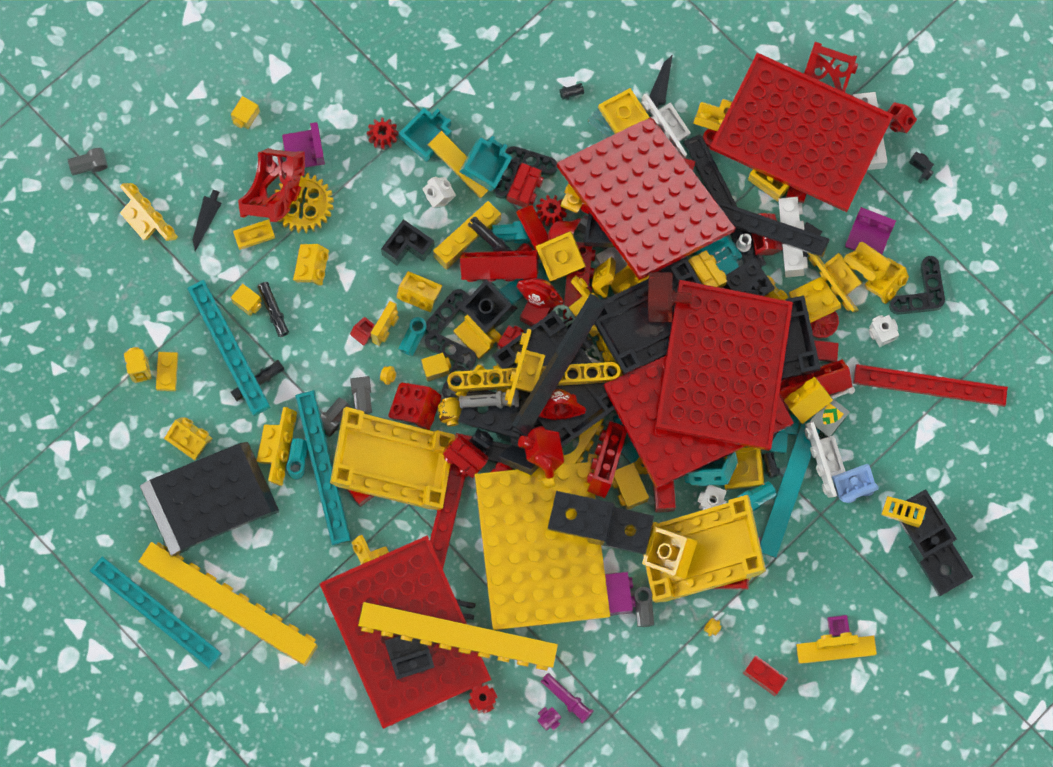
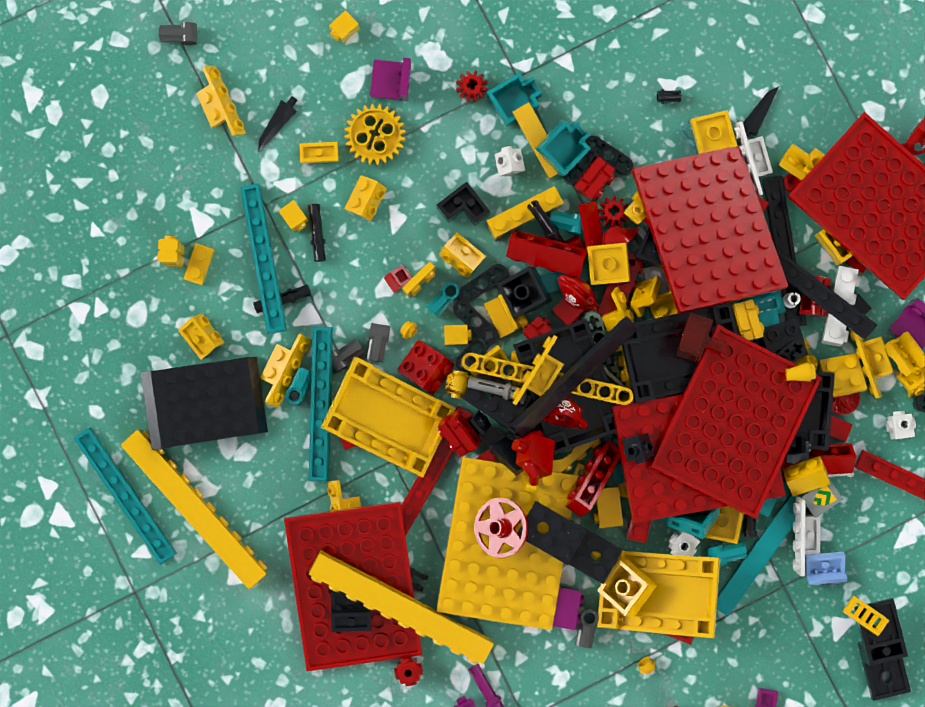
camera: 15 degrees right, 10 degrees up
(276, 207) = (330, 119): red fence -> none
(531, 526) = (501, 527): none -> wheel
(638, 412) = (638, 448): none -> black brick
(771, 301) = (802, 372): none -> yellow cone
(795, 377) = (798, 453): none -> black bracket

